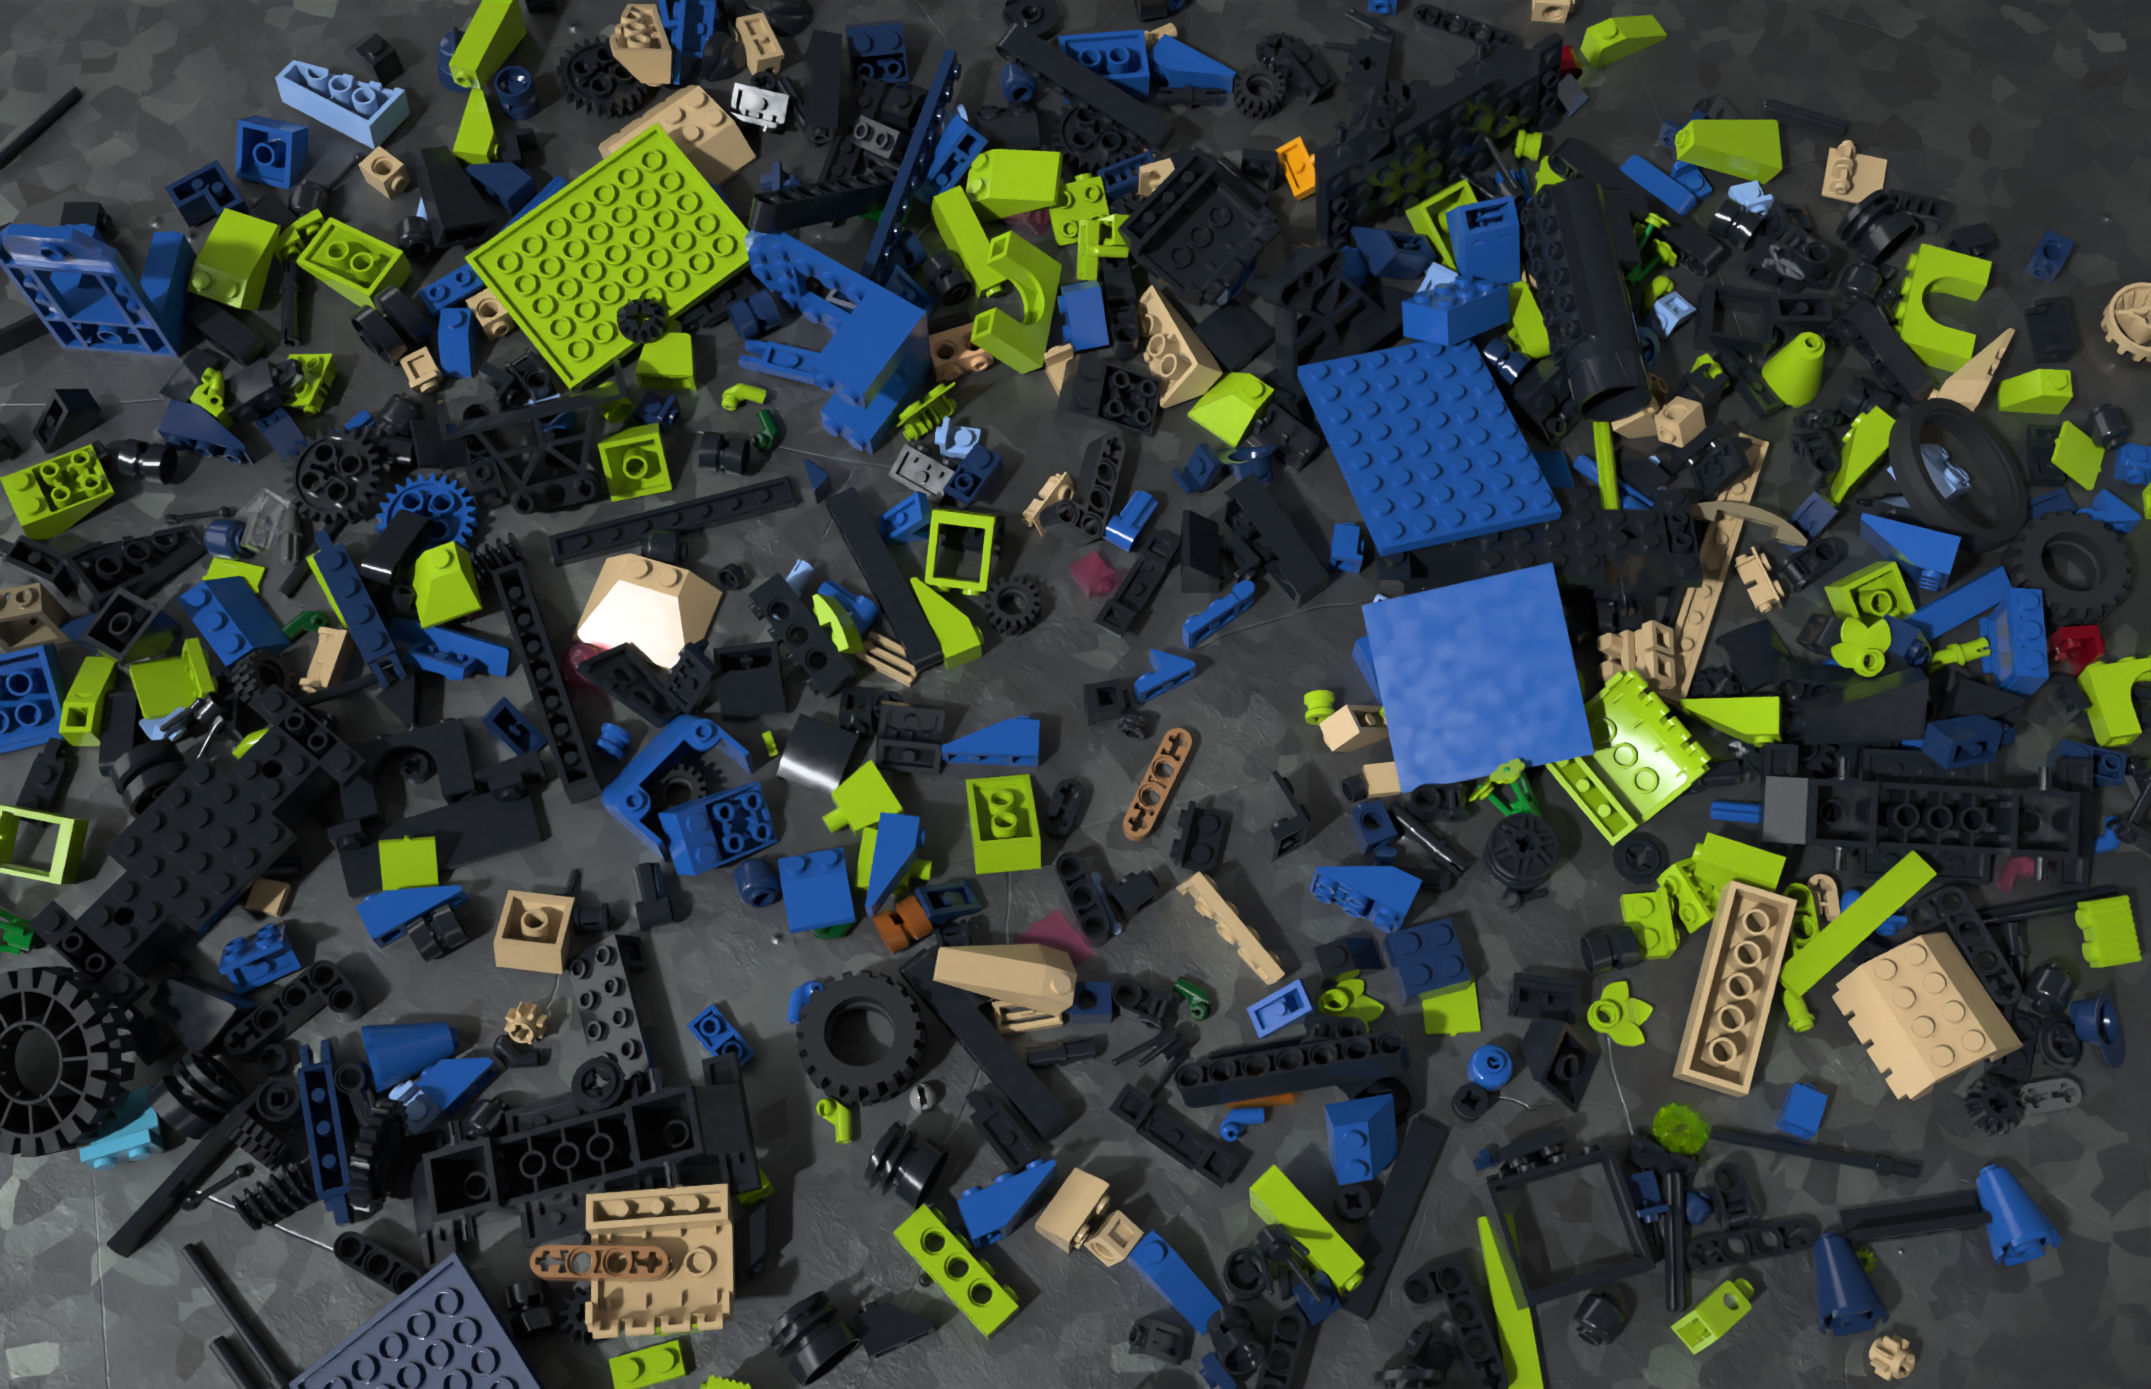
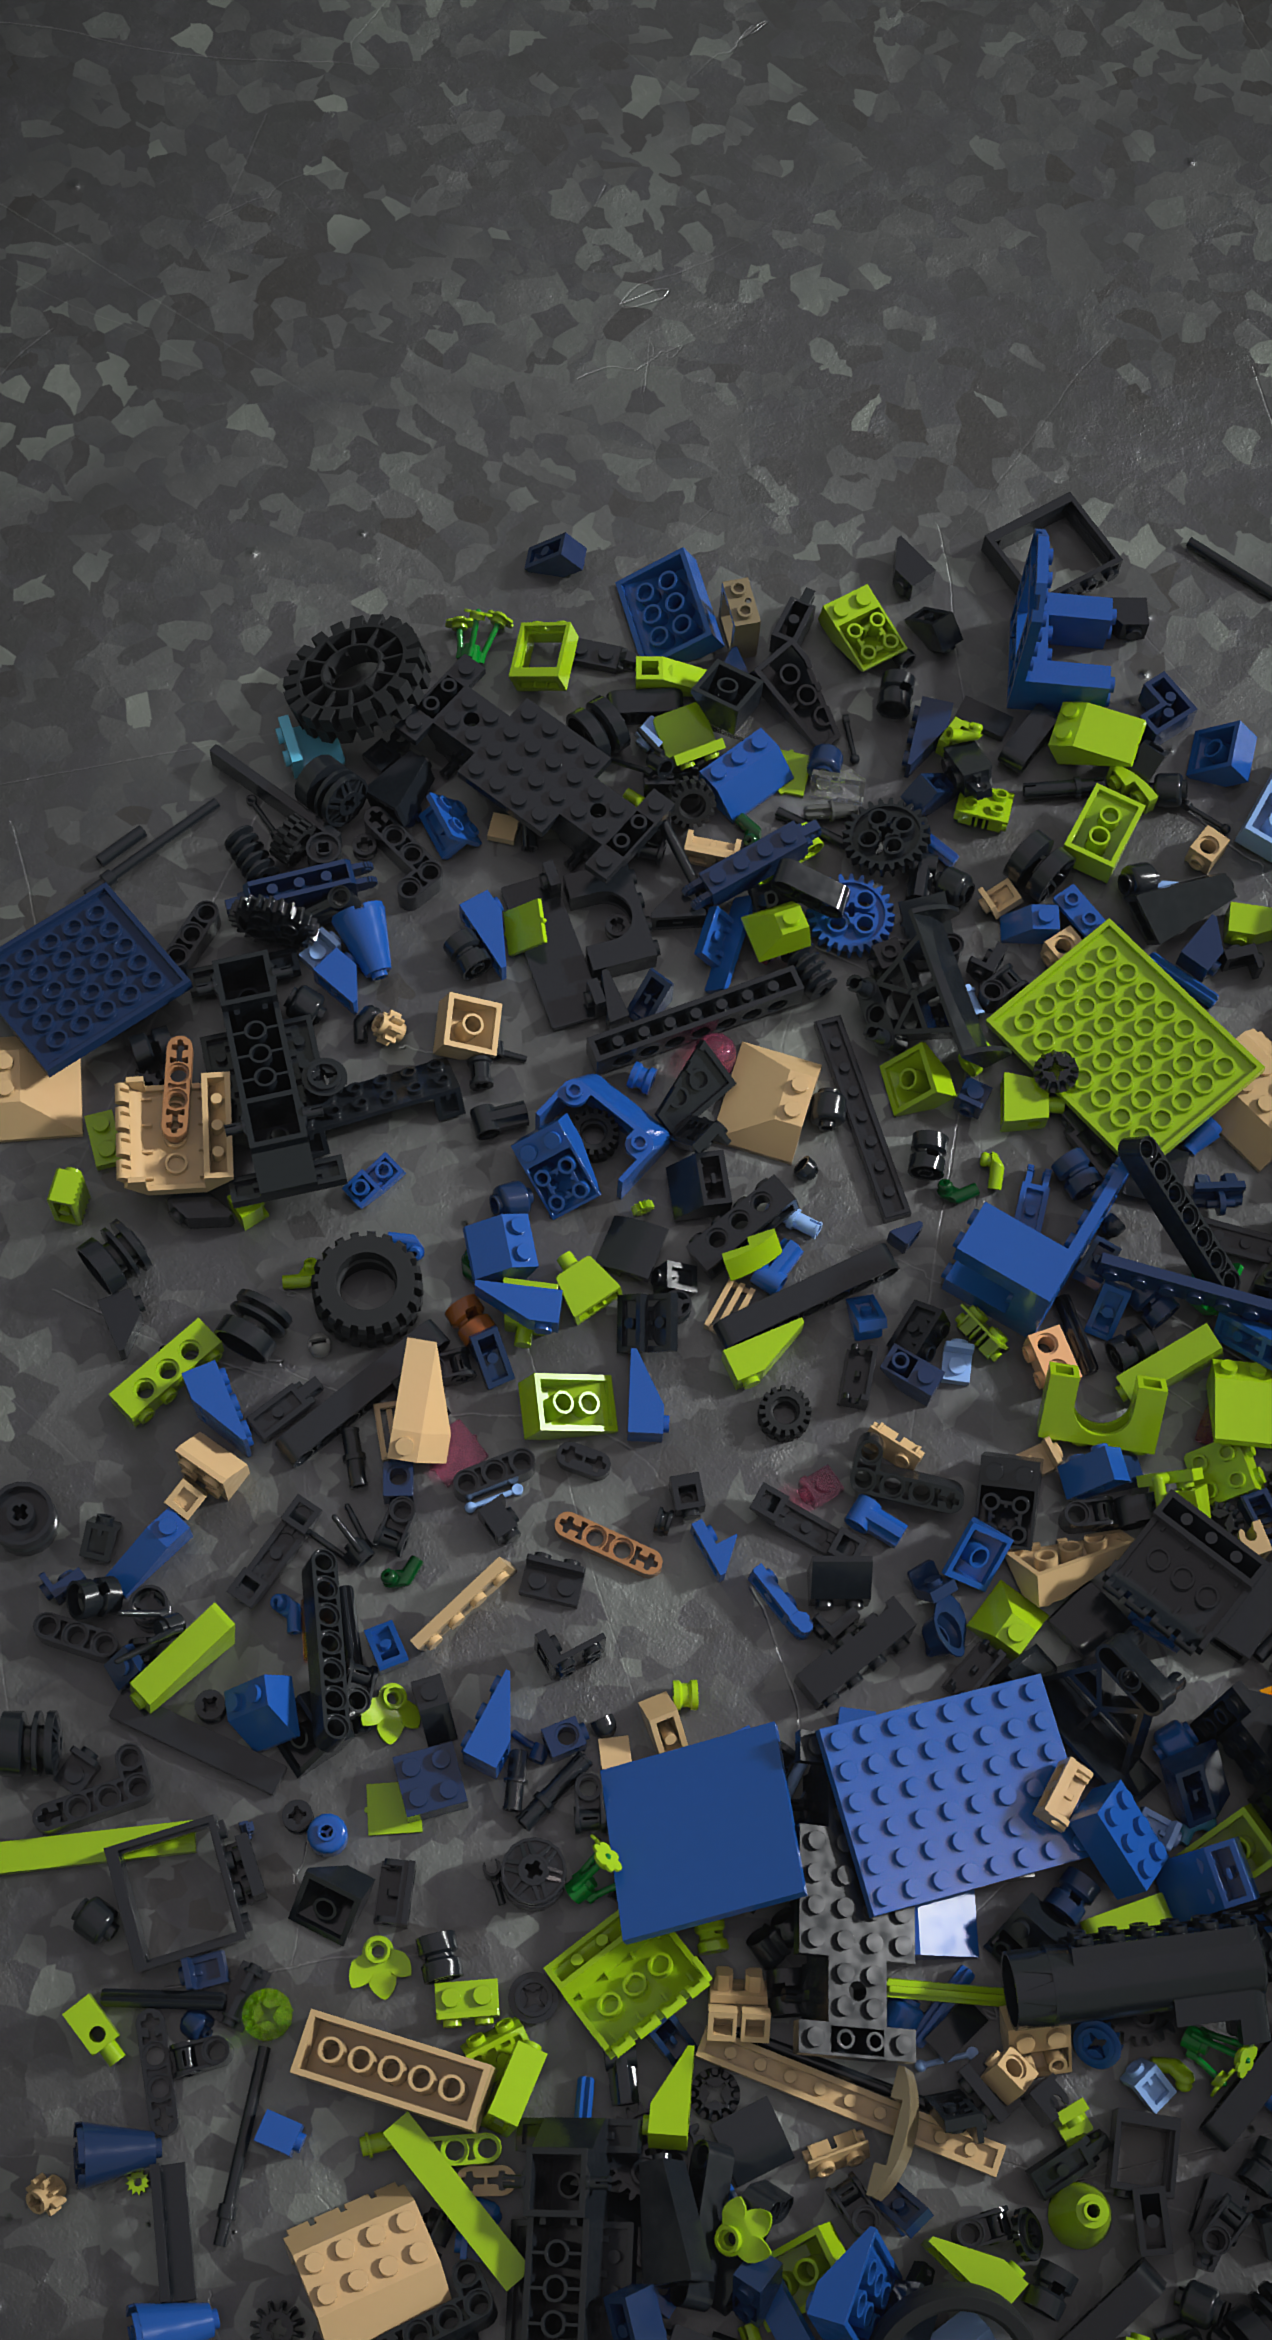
camera: 85 degrees right, 0 degrees up
(960, 518) = (858, 1361): lime window -> none
(1166, 429) = (977, 1555): none -> blue slope
(1420, 351) = (1062, 1793): none -> tan hinge

